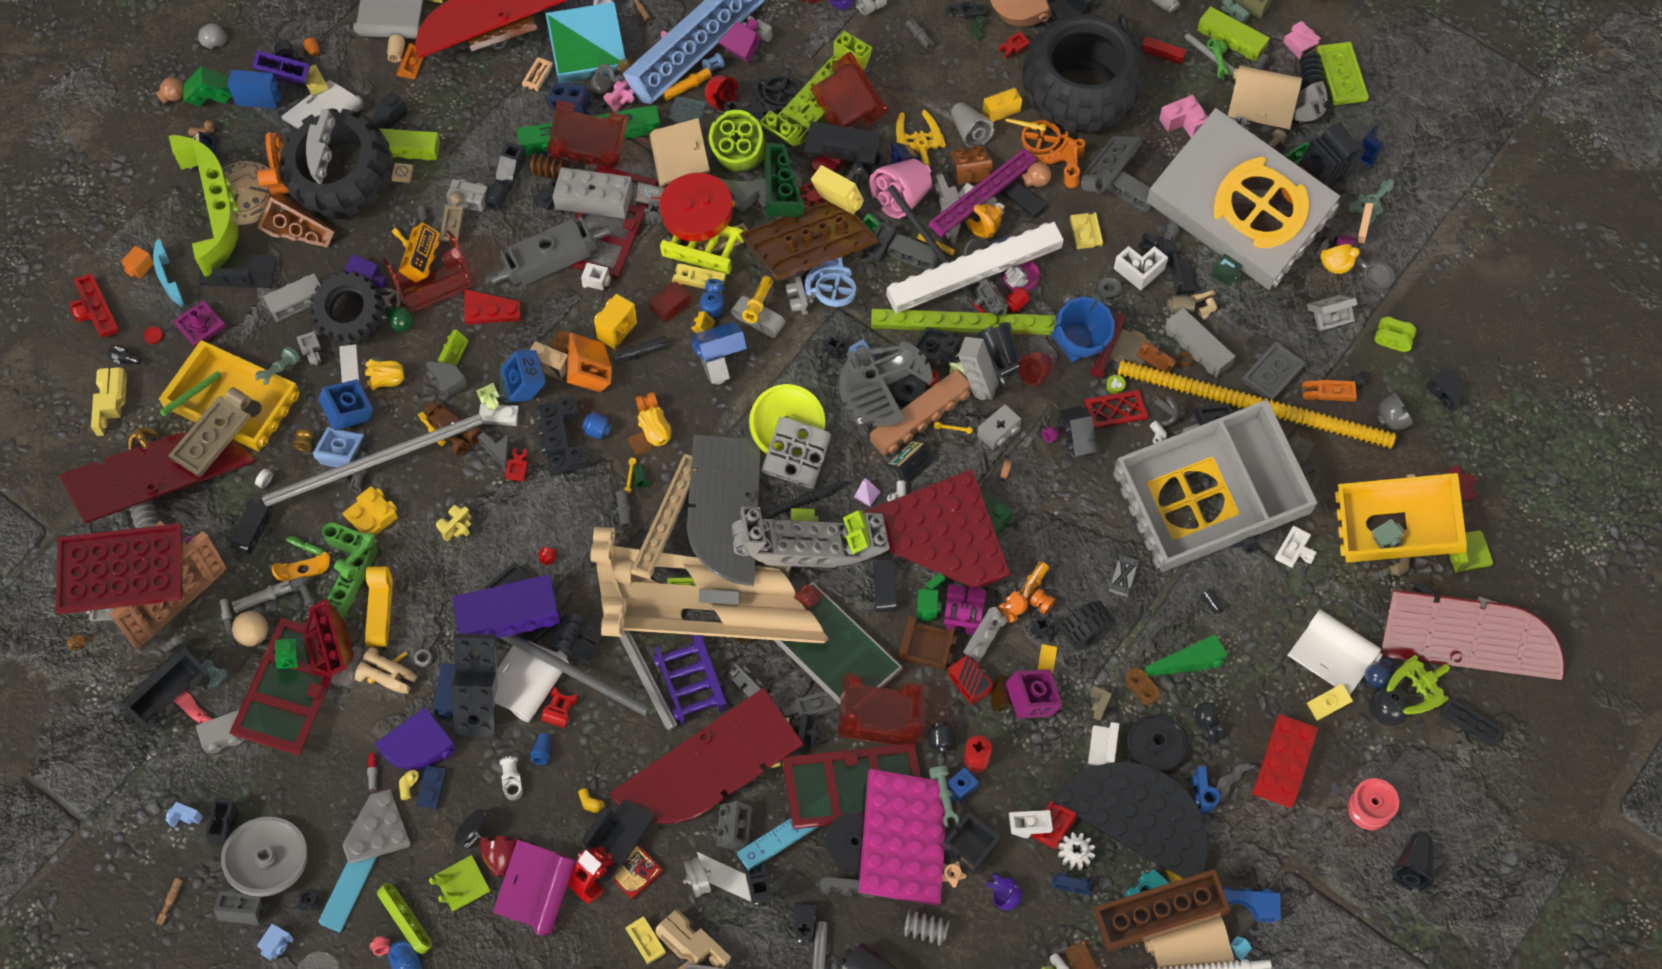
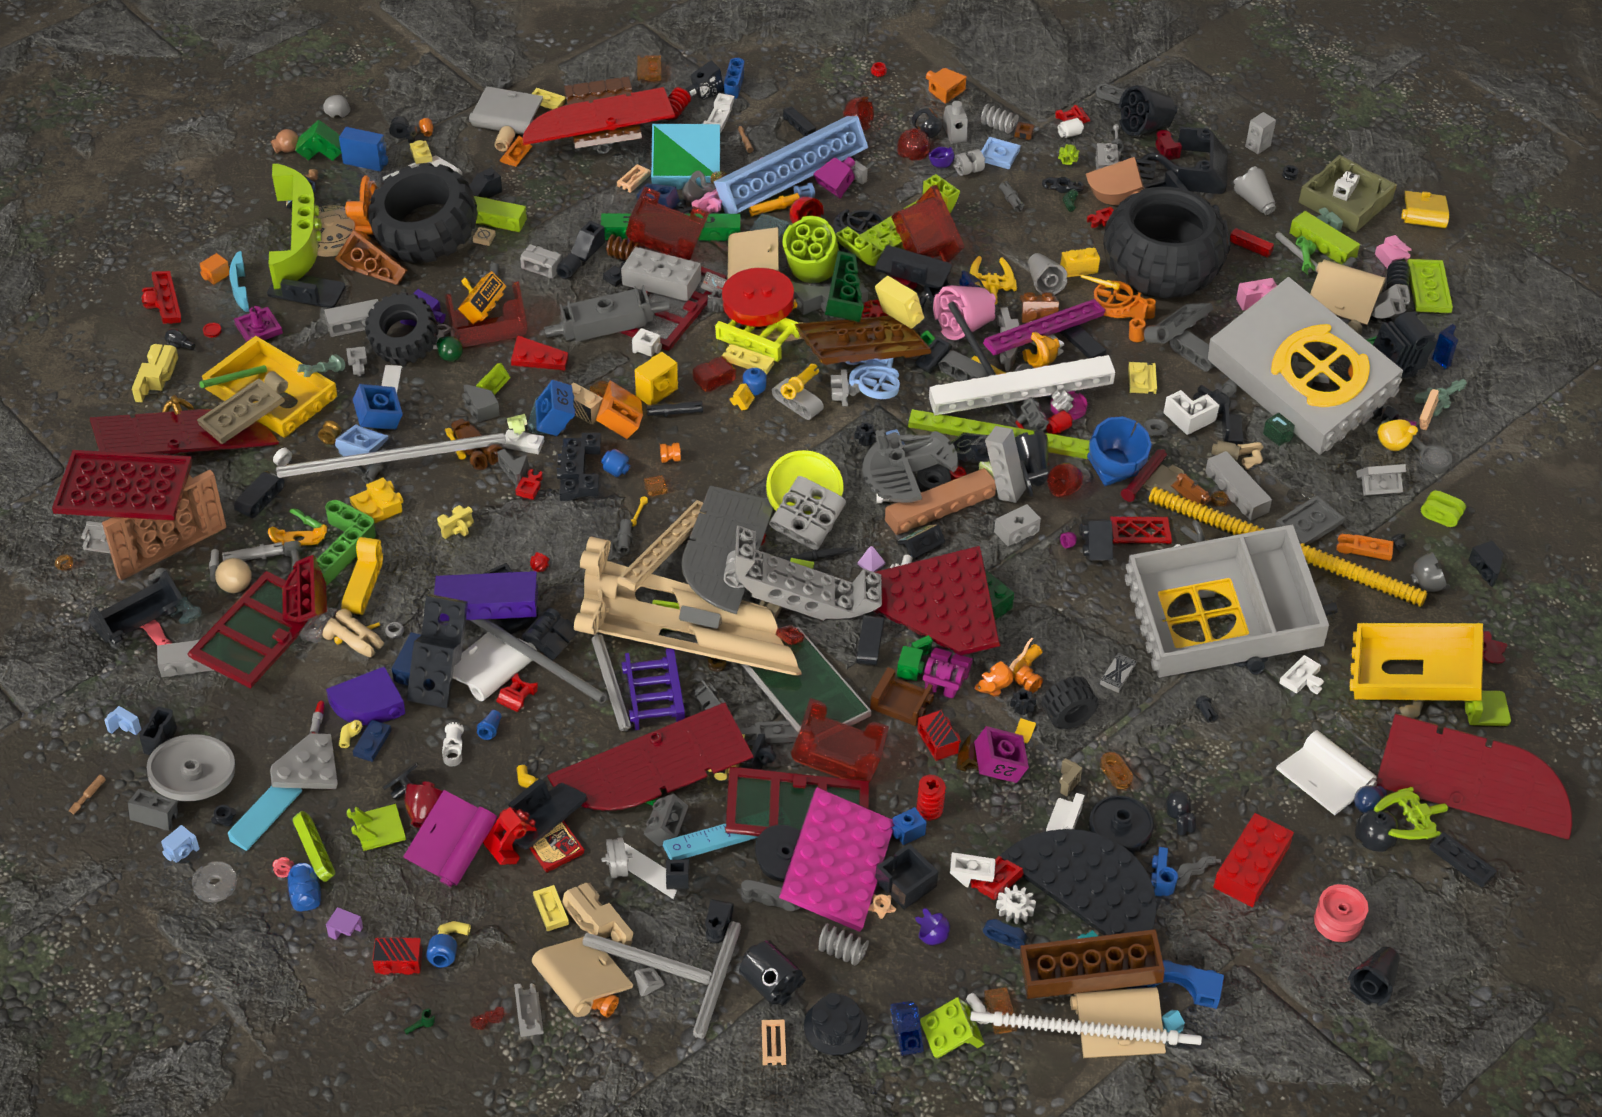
camera: 10 degrees right, 15 degrees down
(282, 68) = (397, 136): dark purple brick -> none
(286, 653) = (261, 596): green brick -> none
(317, 151) = (408, 186): light grey slope -> none
(346, 567) = (342, 538): bright green brick -> none
(384, 373) = (421, 389): yellow piece -> none
(452, 217) = (523, 274): dark tan plate -> none
(640, 477) = (648, 513): dark green piece -> none
(655, 426) = (673, 470): yellow piece -> none
(714, 285) = (760, 363): blue tile -> none
(716, 370) = (745, 433): light grey slope -> none
(718, 341) = (753, 410): brick -> none
(858, 533) = (852, 584): lime slope -> none
(937, 425) = (956, 516): yellow hinge -> none
(940, 773) = (887, 808): sand green piece -> none
(941, 736) = (897, 779): black head -> none
(985, 634) = (963, 696): light grey plate -> none
(1005, 469) = (1016, 561): nougat tile -> none
(1037, 175) = (1102, 324): nougat piece -> none
(1115, 384) = (1145, 508): lime tile -> none
(1196, 657) = (1178, 753): green slope -> none
(1329, 702) = (1312, 816): light yellow plate -> none
(1388, 535) = (1401, 672): sand green brick -> none

